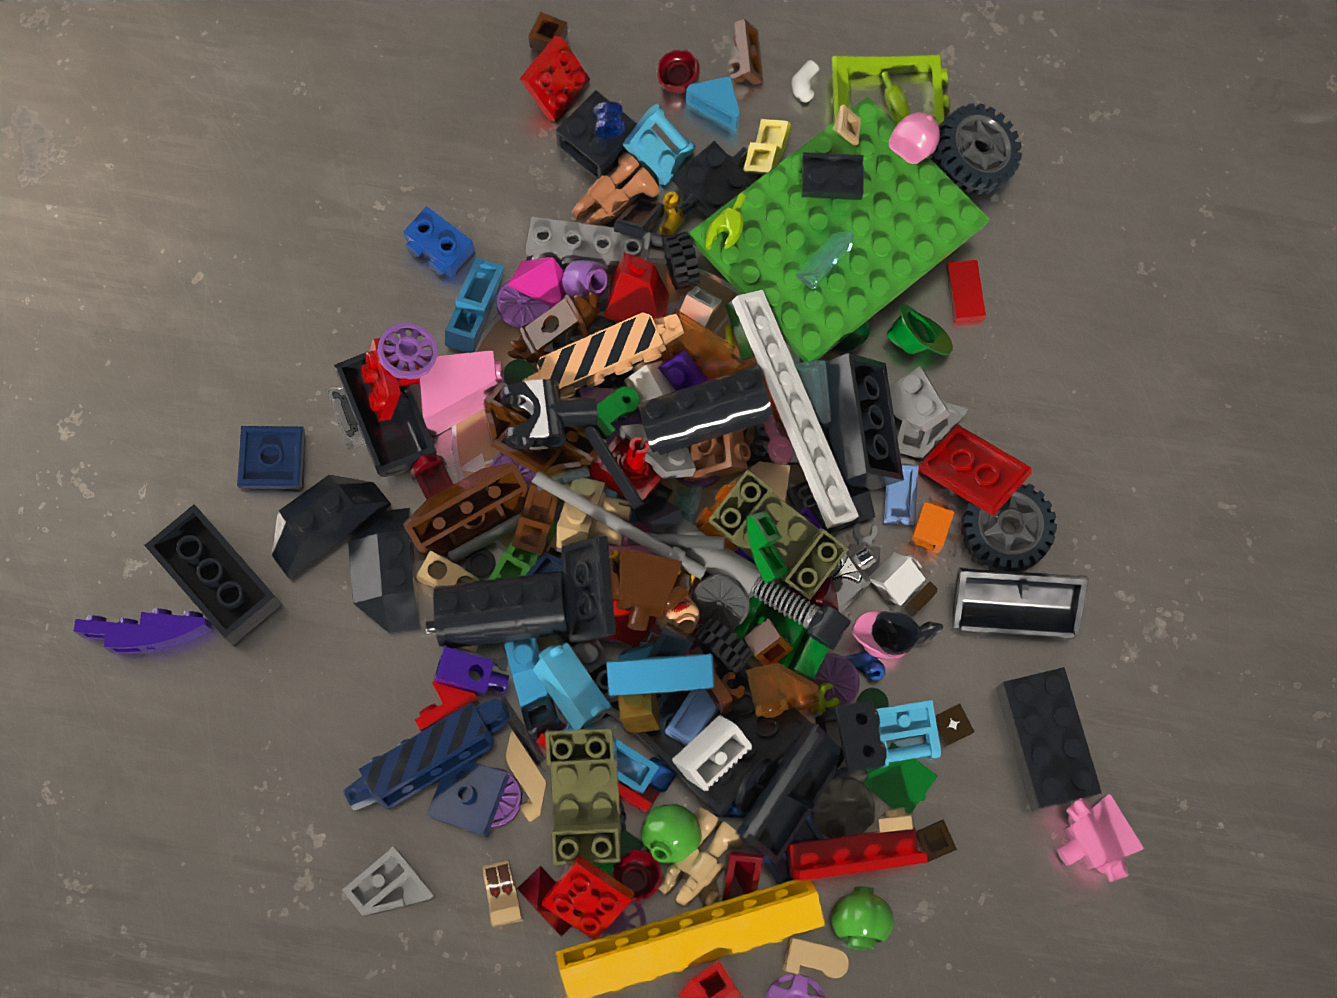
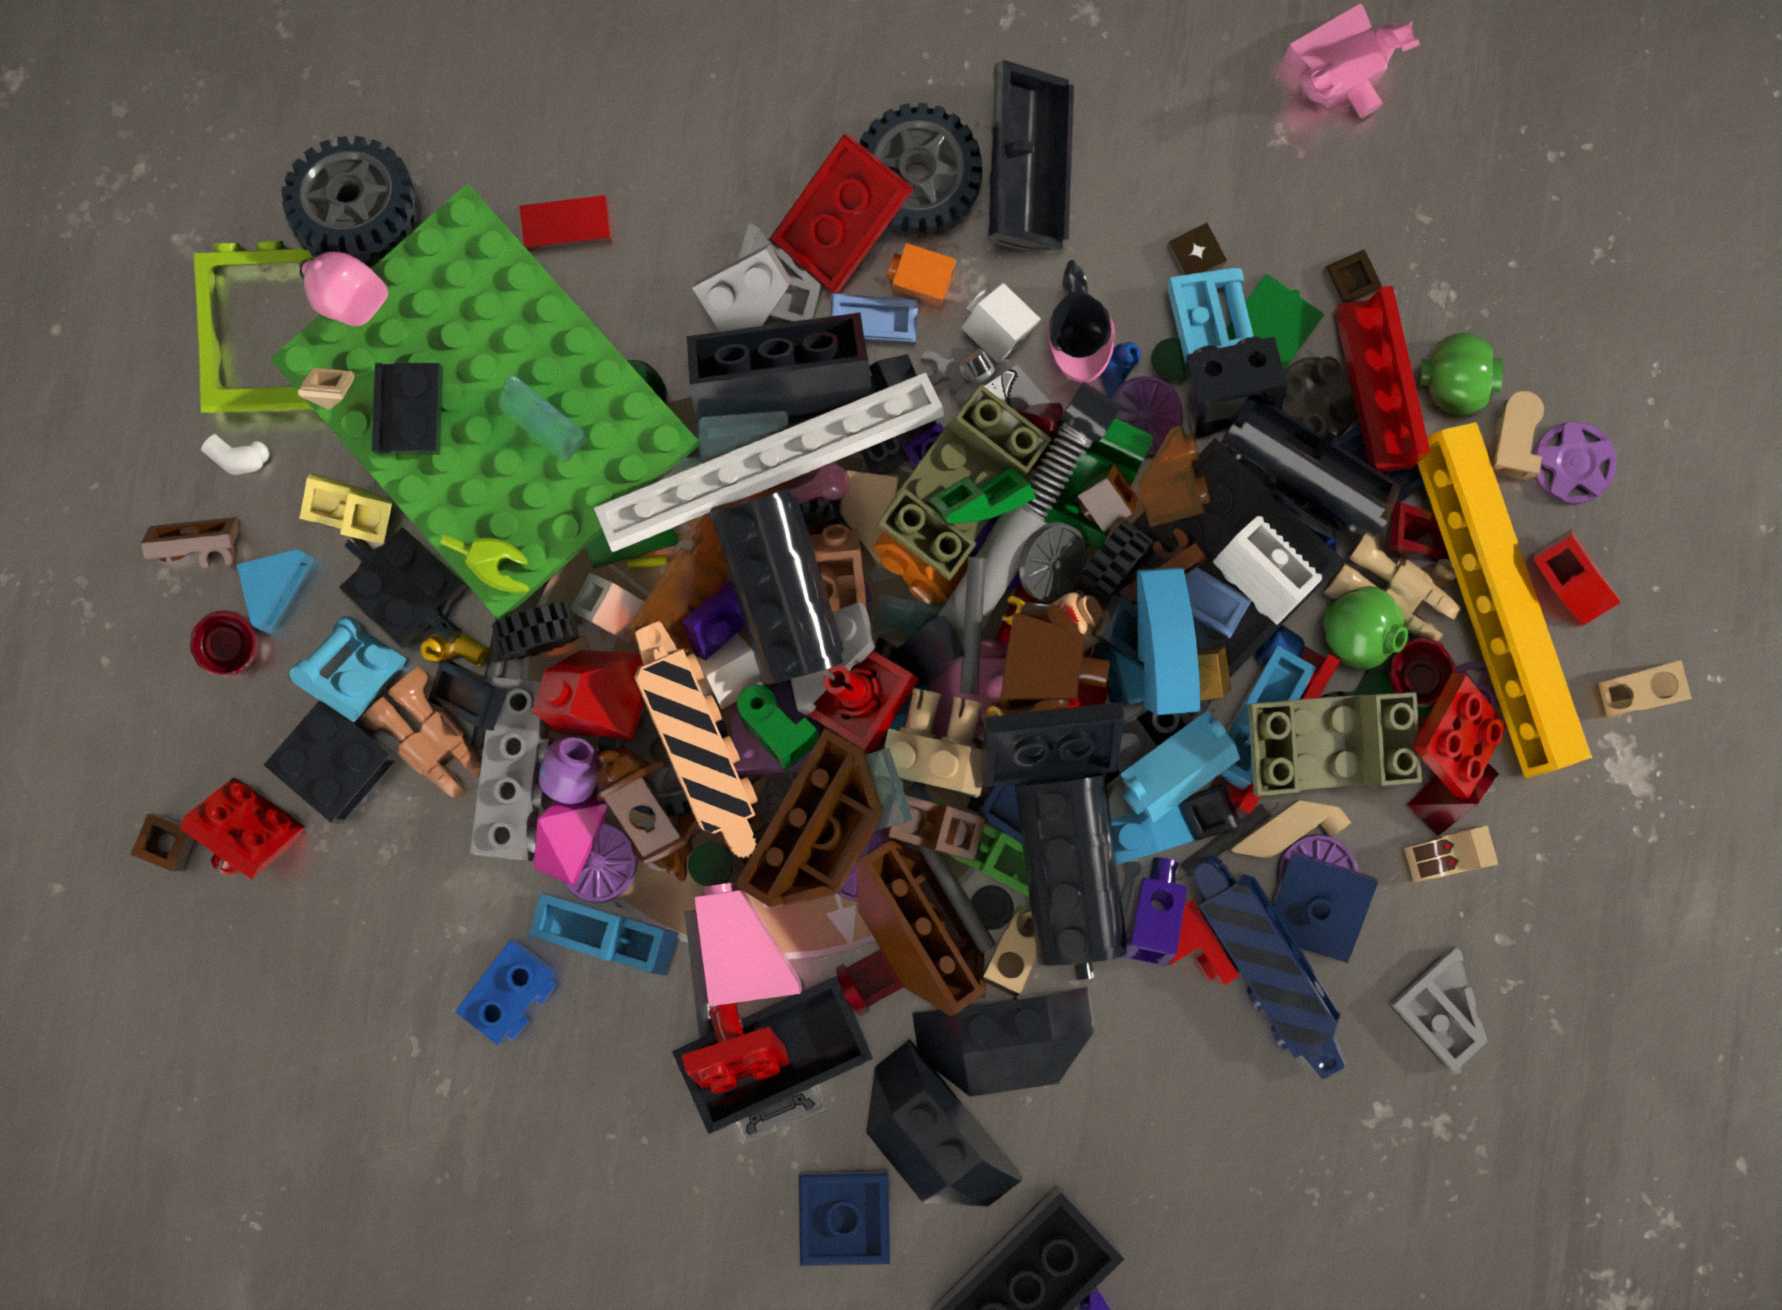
camera: 85 degrees left, 10 degrees up
(407, 351) = (702, 1021): medium lavender wheel -> none
(547, 412) = (792, 811): black connector -> none
(608, 119) = (321, 740): clear blue wheel -> none
(613, 467) = (868, 716): black bar -> none
(618, 524) = (996, 628): light grey bar -> none
(819, 707) = (1178, 418): lime plate -> none
(895, 100) = (270, 318): lime hand -> none
(896, 820) = (1333, 327): tan plate -> none
(918, 333) = (637, 288): green piece -> none
(921, 599) = (1027, 290): dark brown tile -> none
(1048, 739) = (1216, 124): black brick -> none

